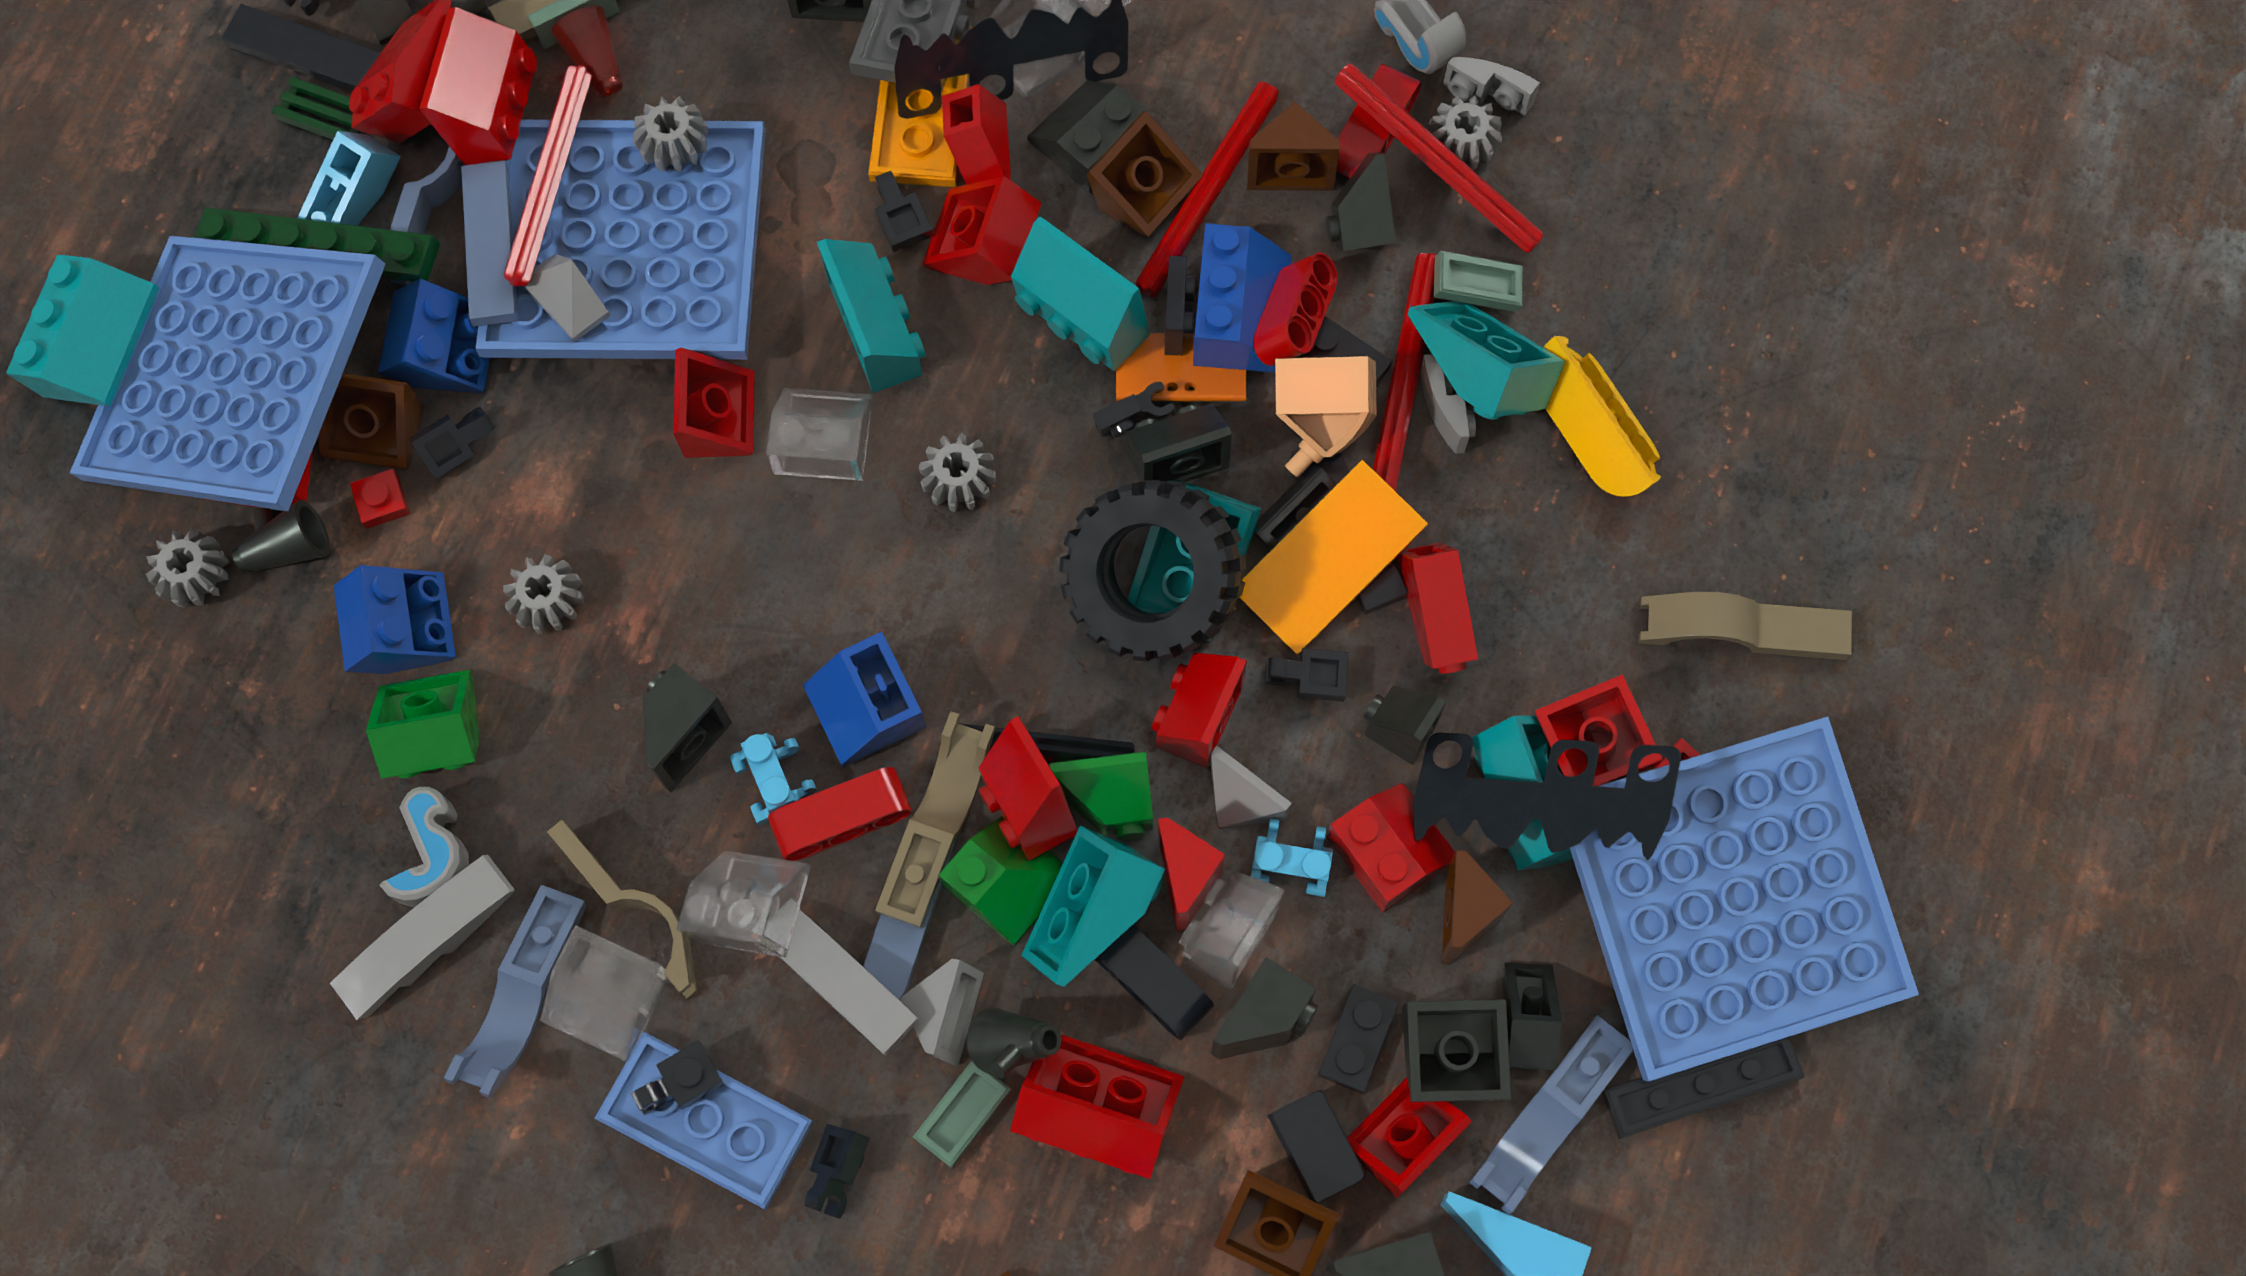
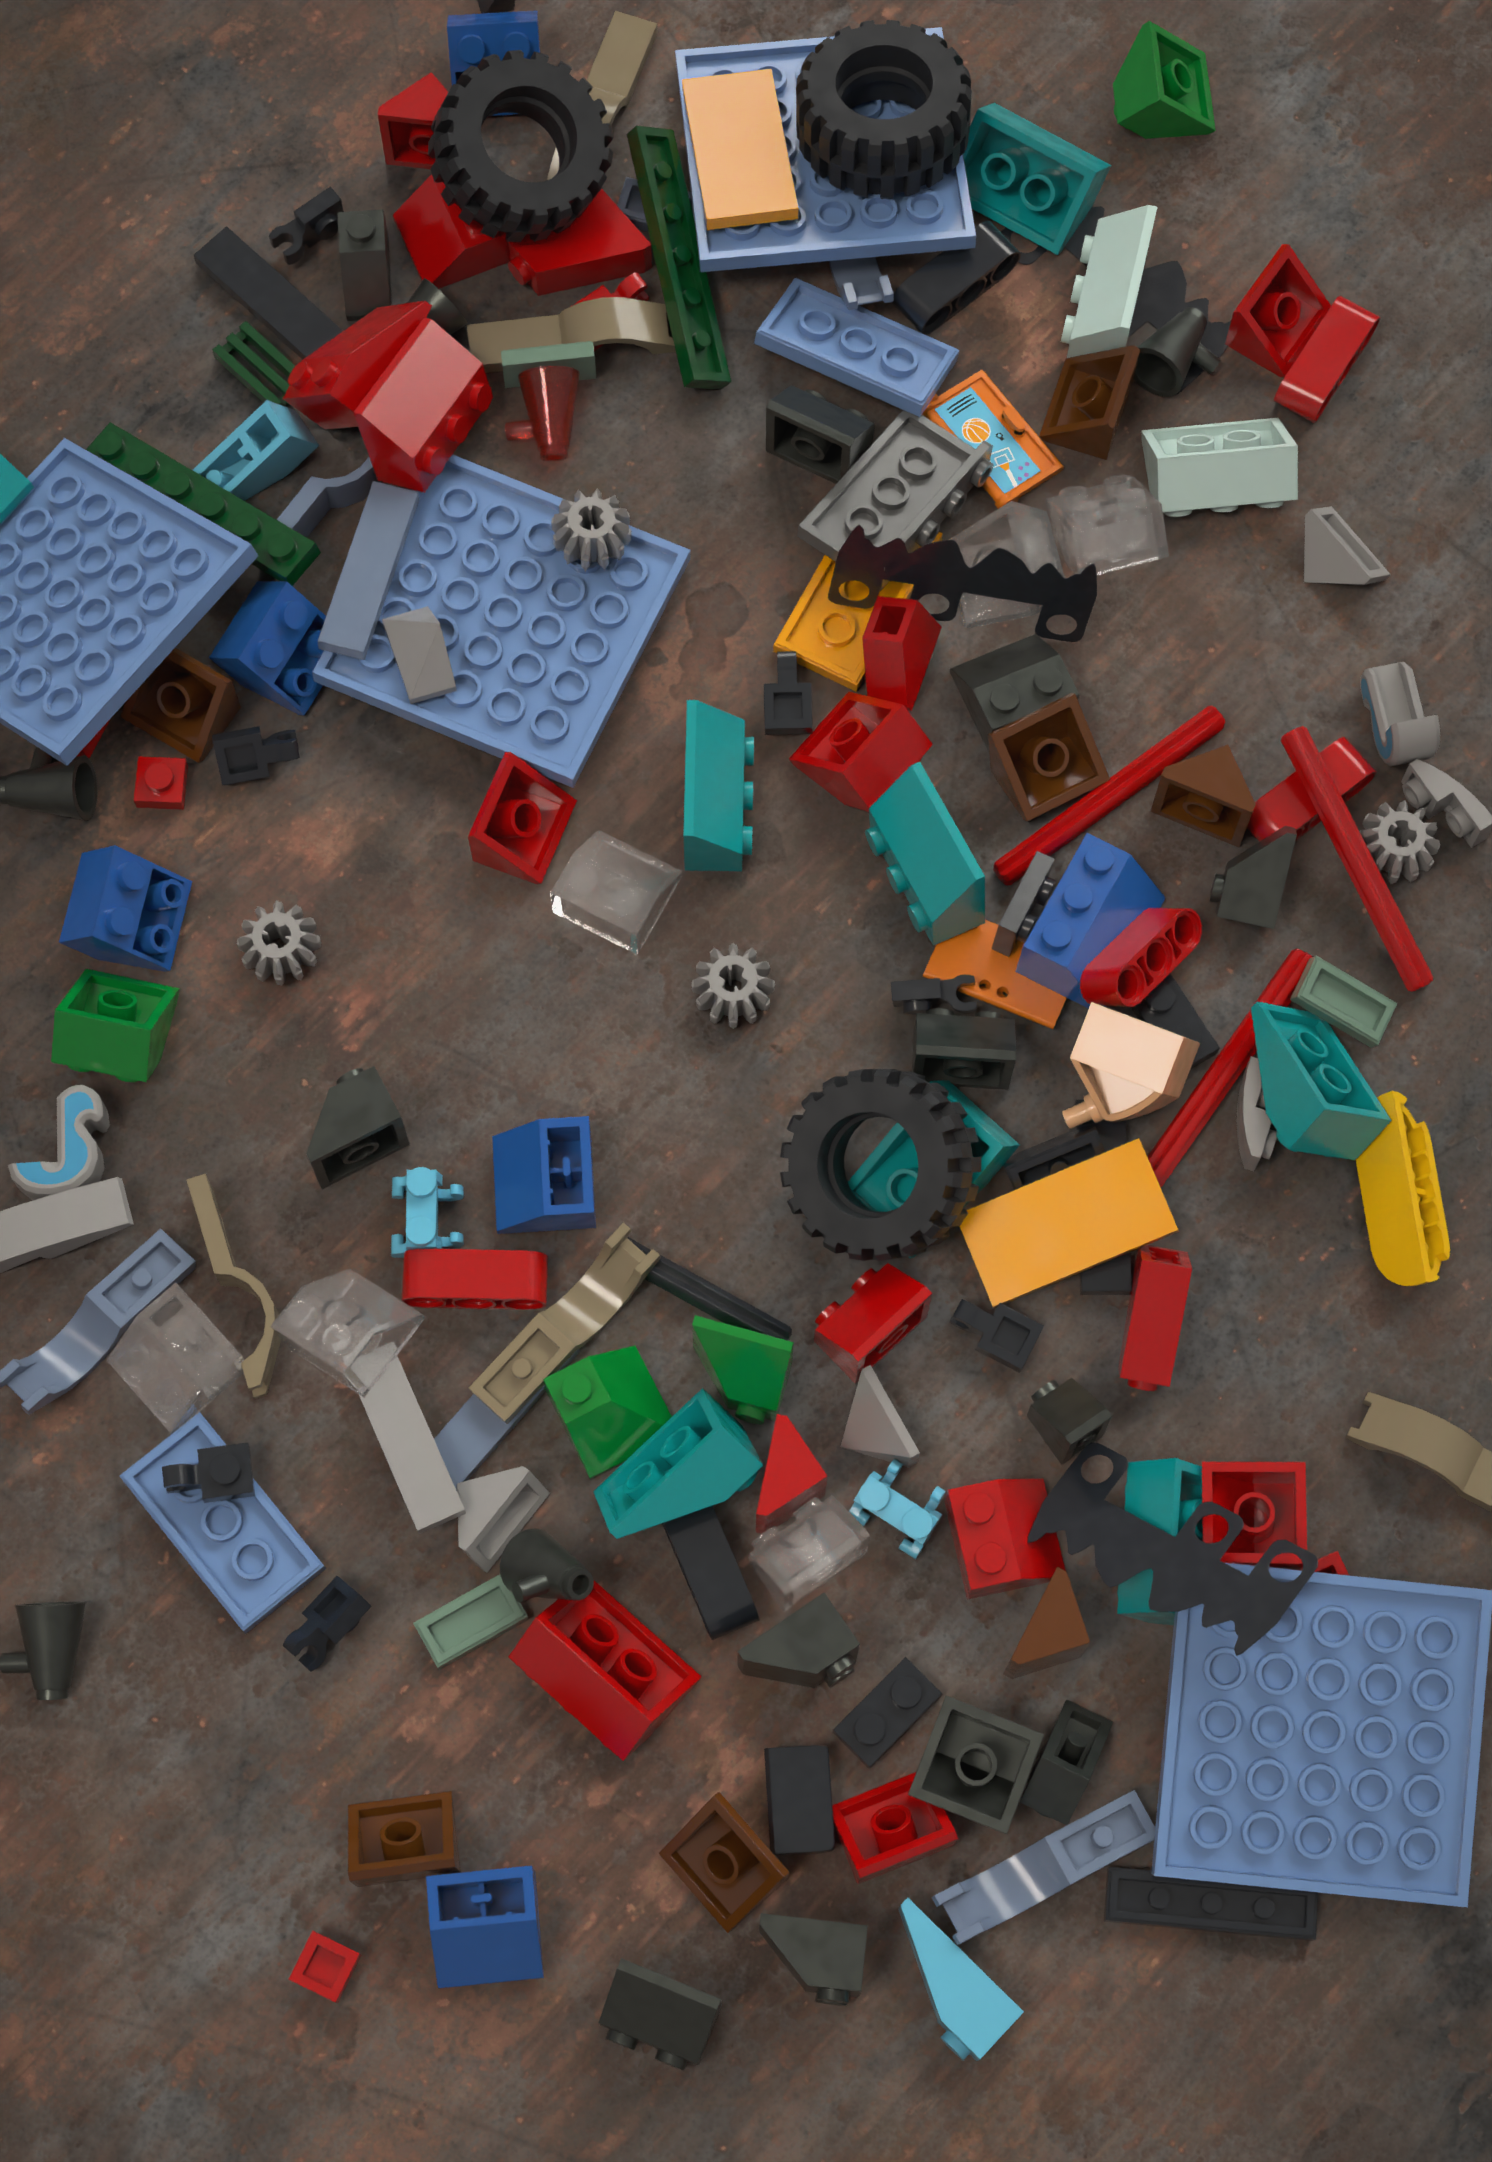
camera: 20 degrees right, 0 degrees up
(547, 176) = (453, 524): axle -> none
(1025, 793) = (660, 1334): red slope -> none

